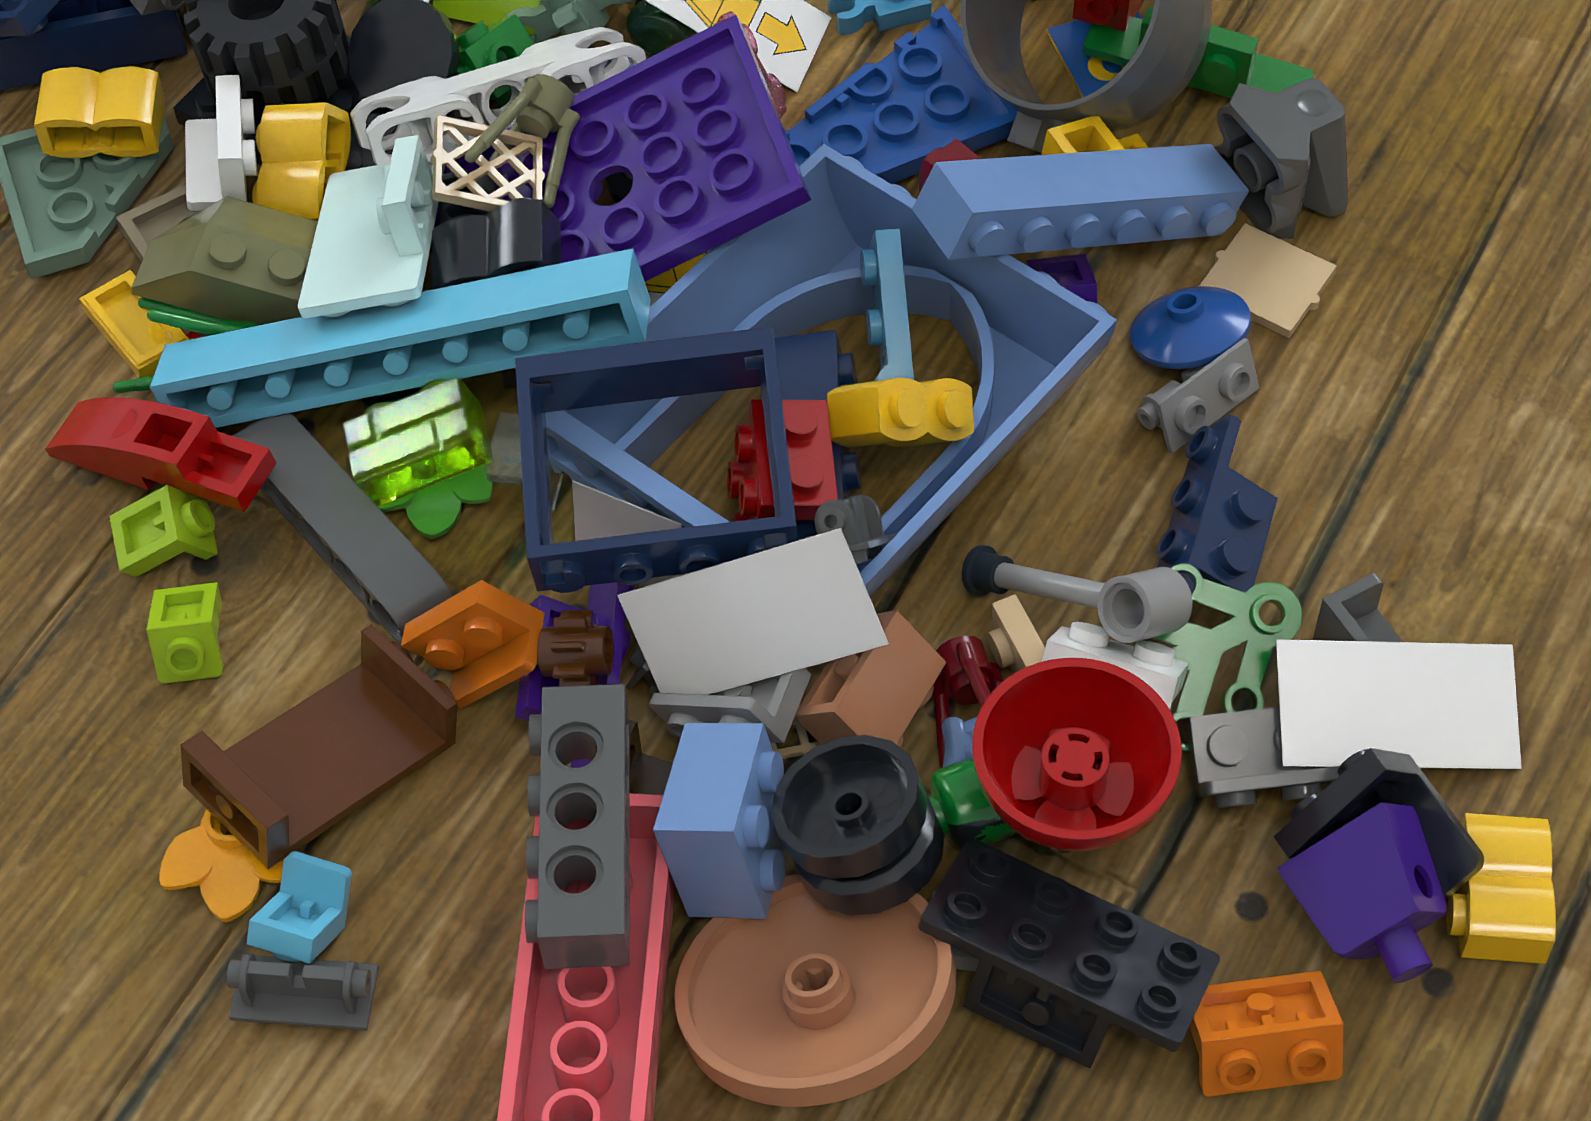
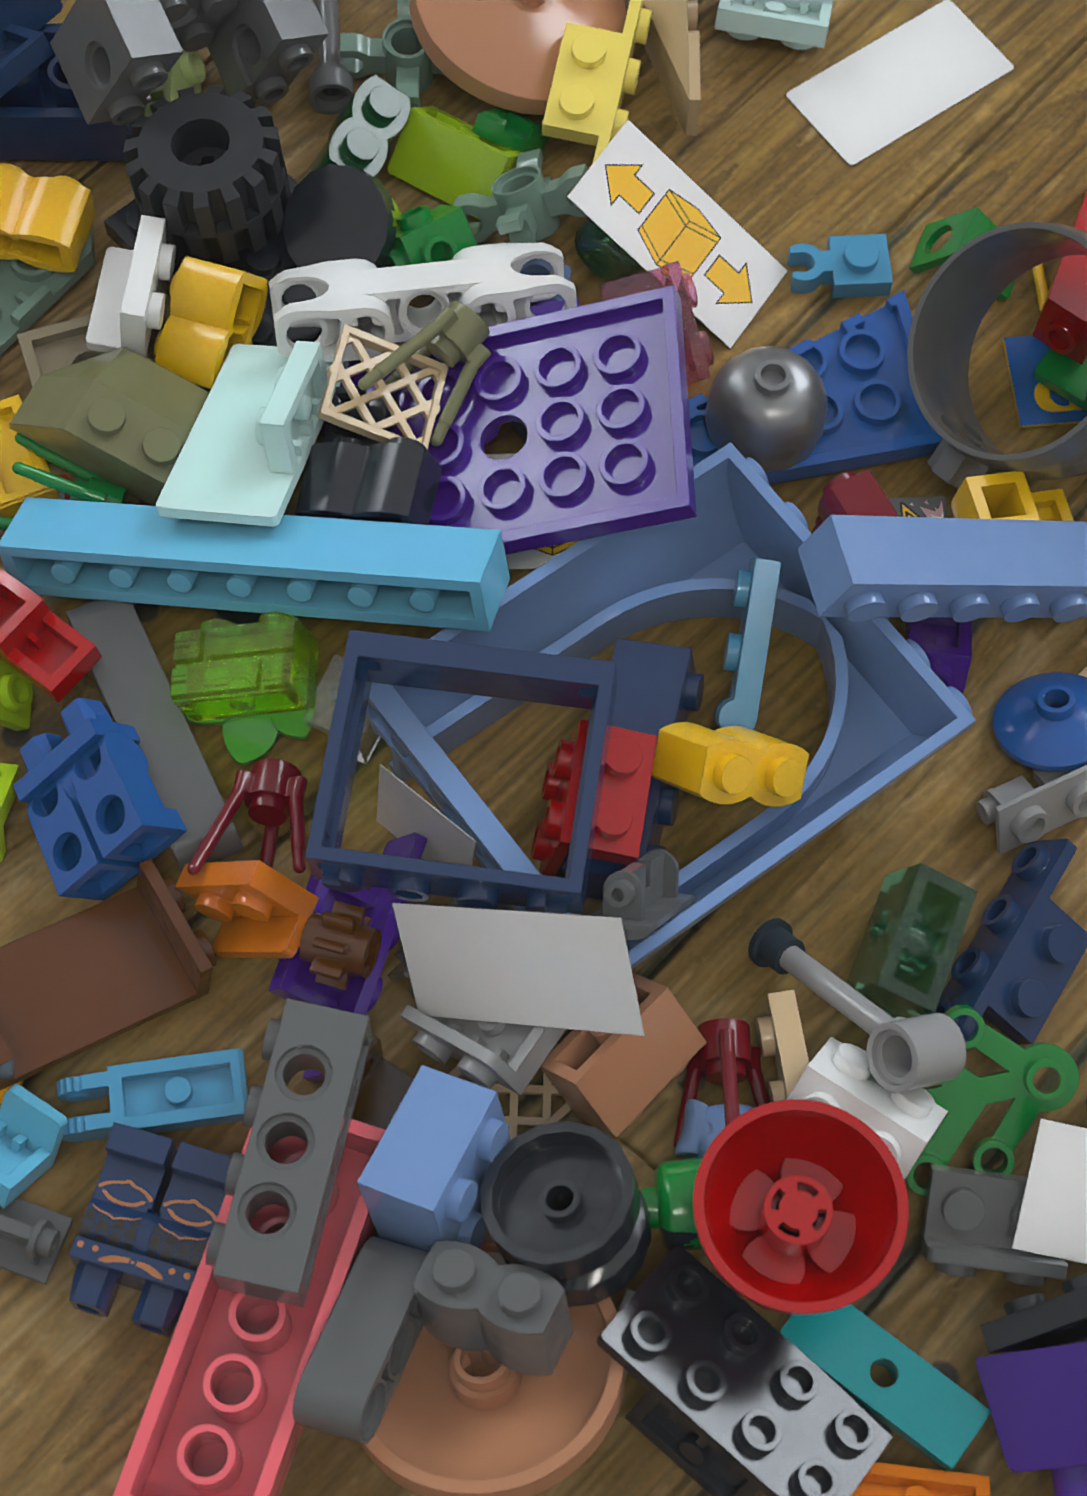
camera: 10 degrees right, 10 degrees up
(303, 591) = (94, 803): none -> blue hips
(431, 837) = (160, 1094): none -> dark azure hinge
(450, 972) = (147, 1226): none -> dark blue hips
(471, 549) = (271, 794): none -> dark red plant
(699, 981) = (363, 1344): none -> dark grey beam
(812, 920) = (493, 1307): none -> dark grey brick
(850, 112) = (767, 407): none -> flat silver cylinder
(1112, 520) = (911, 940): none -> clear green brick
(1233, 919) = (920, 1402): none -> teal tile

